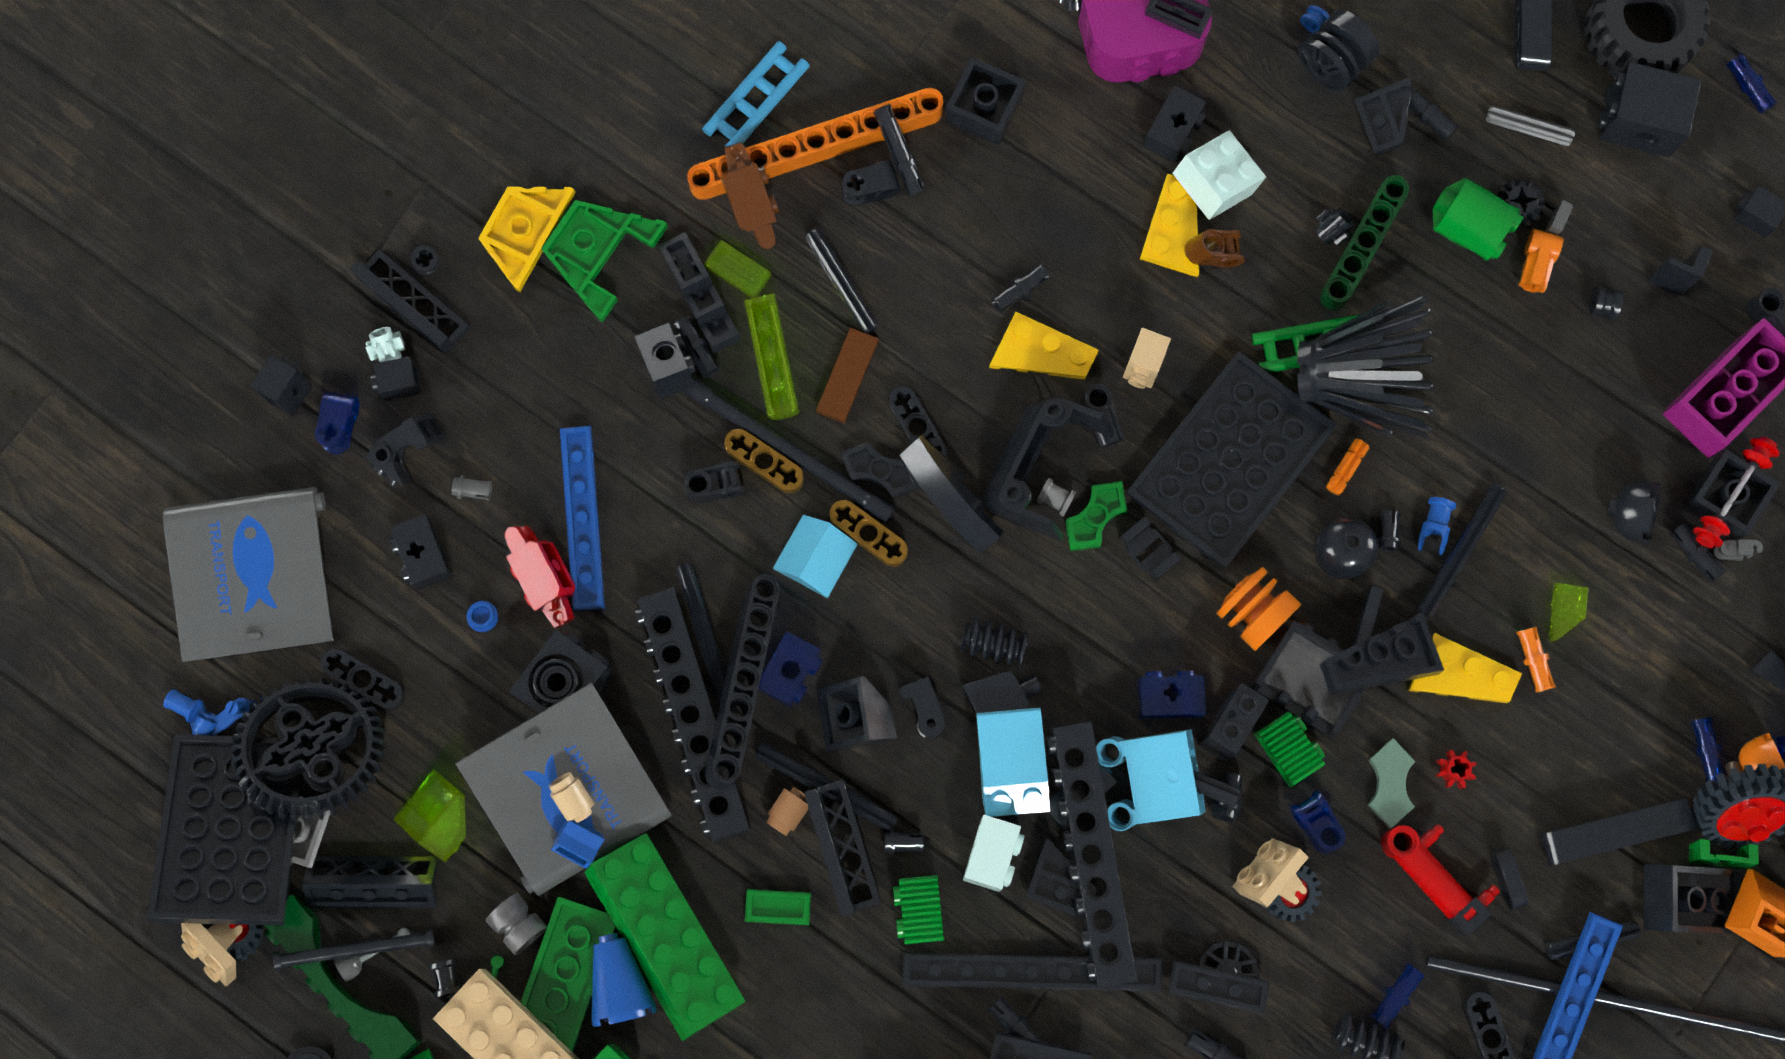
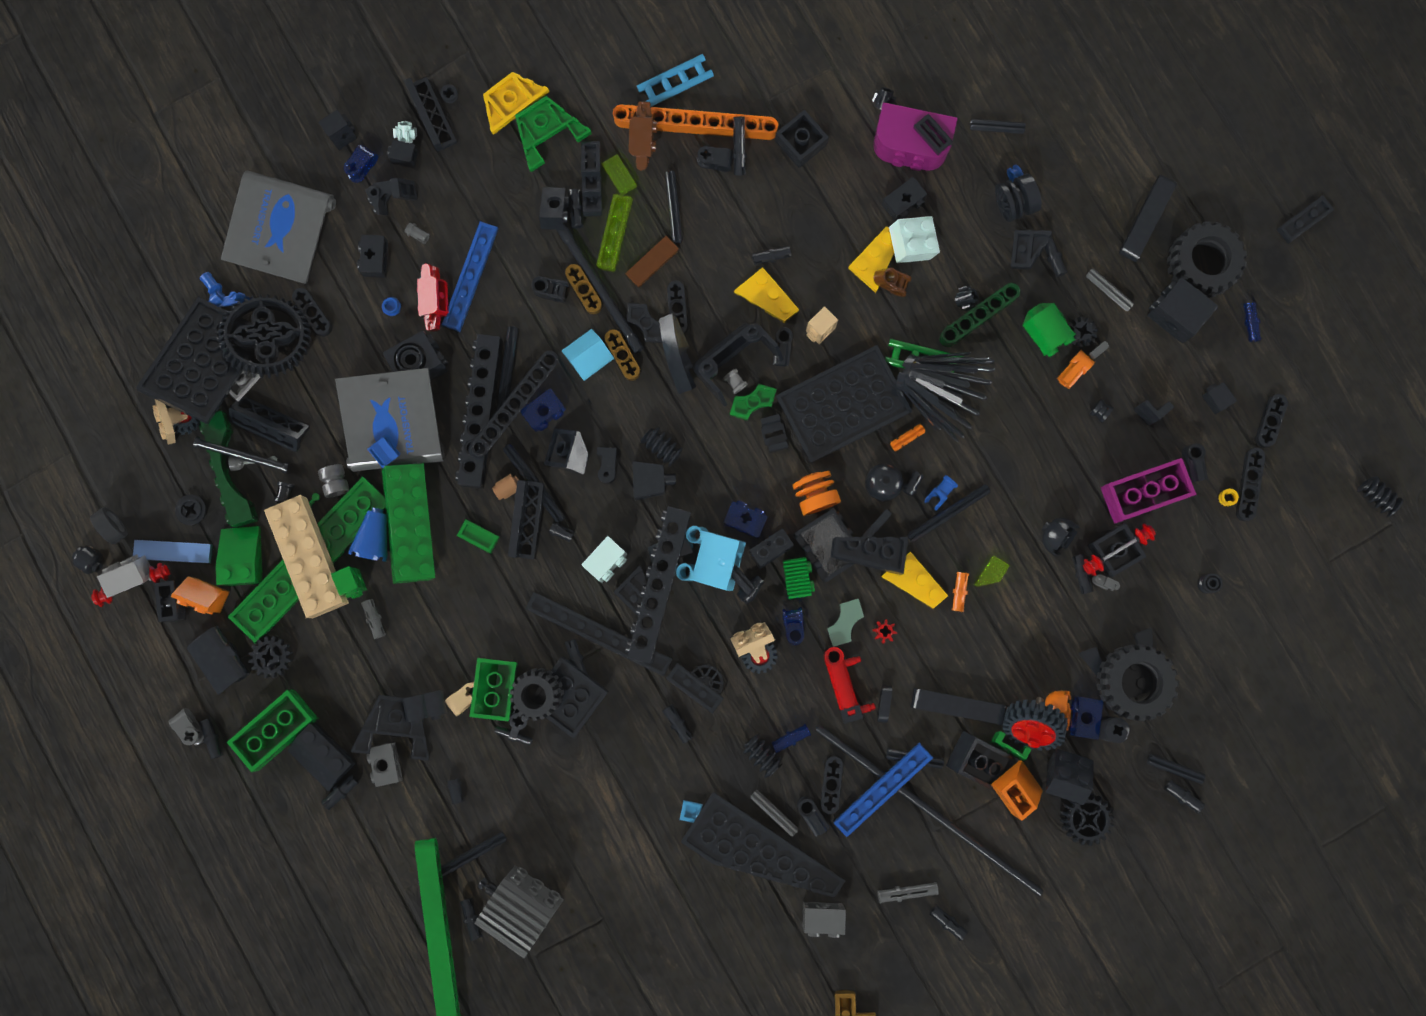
camera: 30 degrees right, 5 degrees up
(435, 816) = (316, 404): clear neon green slope -> none
(571, 797) = (389, 425): tan brick -> none
(920, 910) = (553, 572): green brick -> none
(1012, 762) = (639, 515): medium azure slope -> none
(1708, 748) = (1032, 684): clear blue pin -> none

